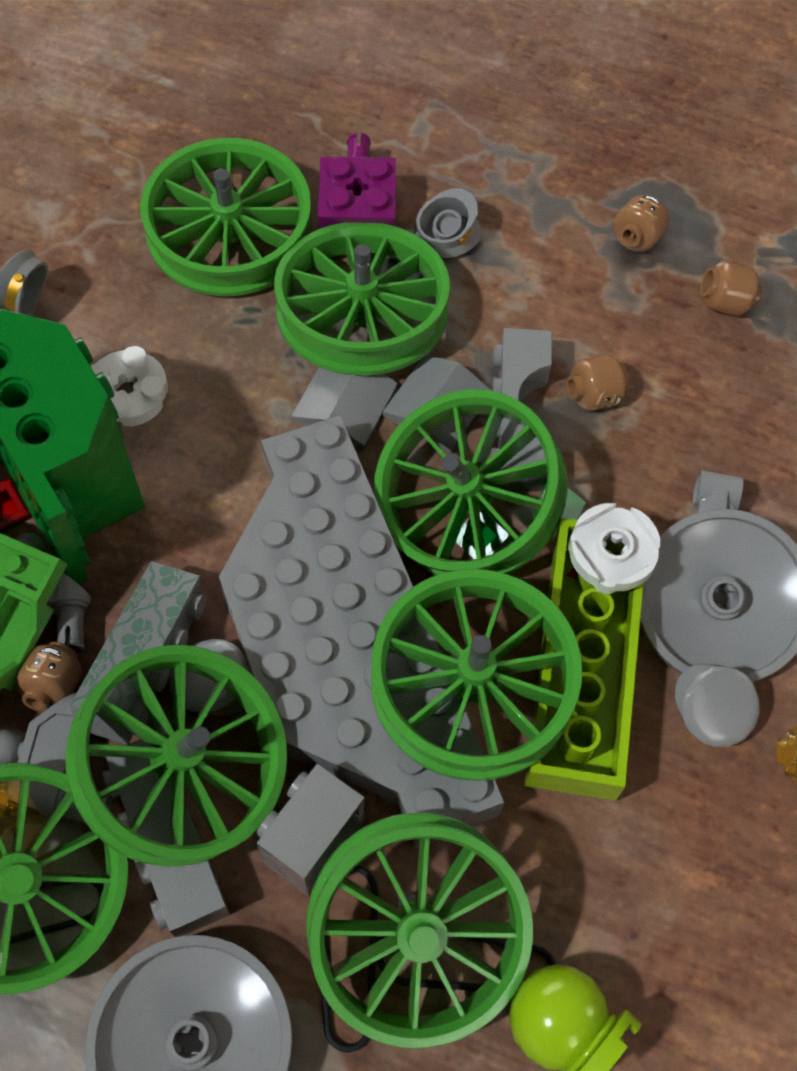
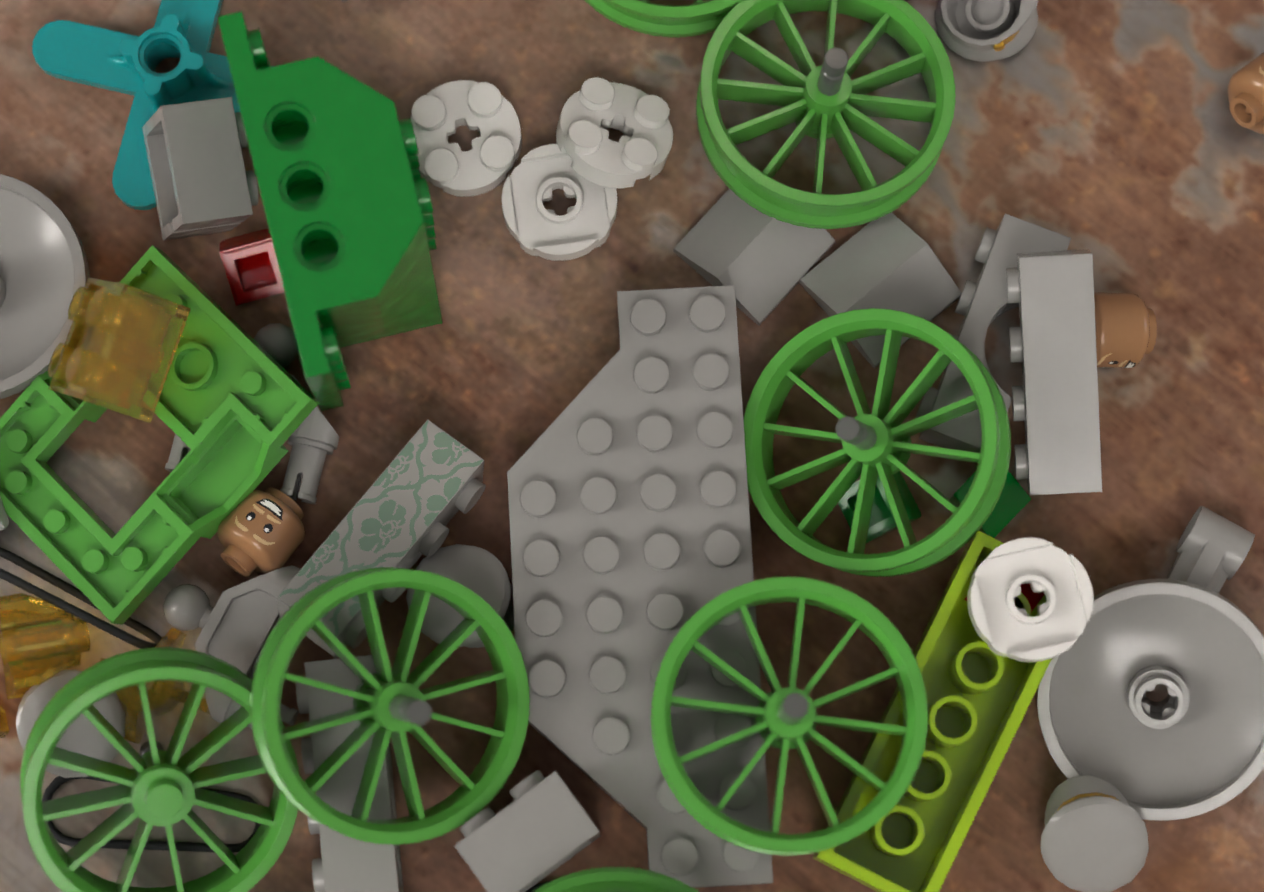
camera: 20 degrees right, 15 degrees up
(206, 428) = (540, 229): none -> white plate
(229, 353) = (619, 107): none -> white plate
(574, 408) = (1057, 372): none -> light grey brick

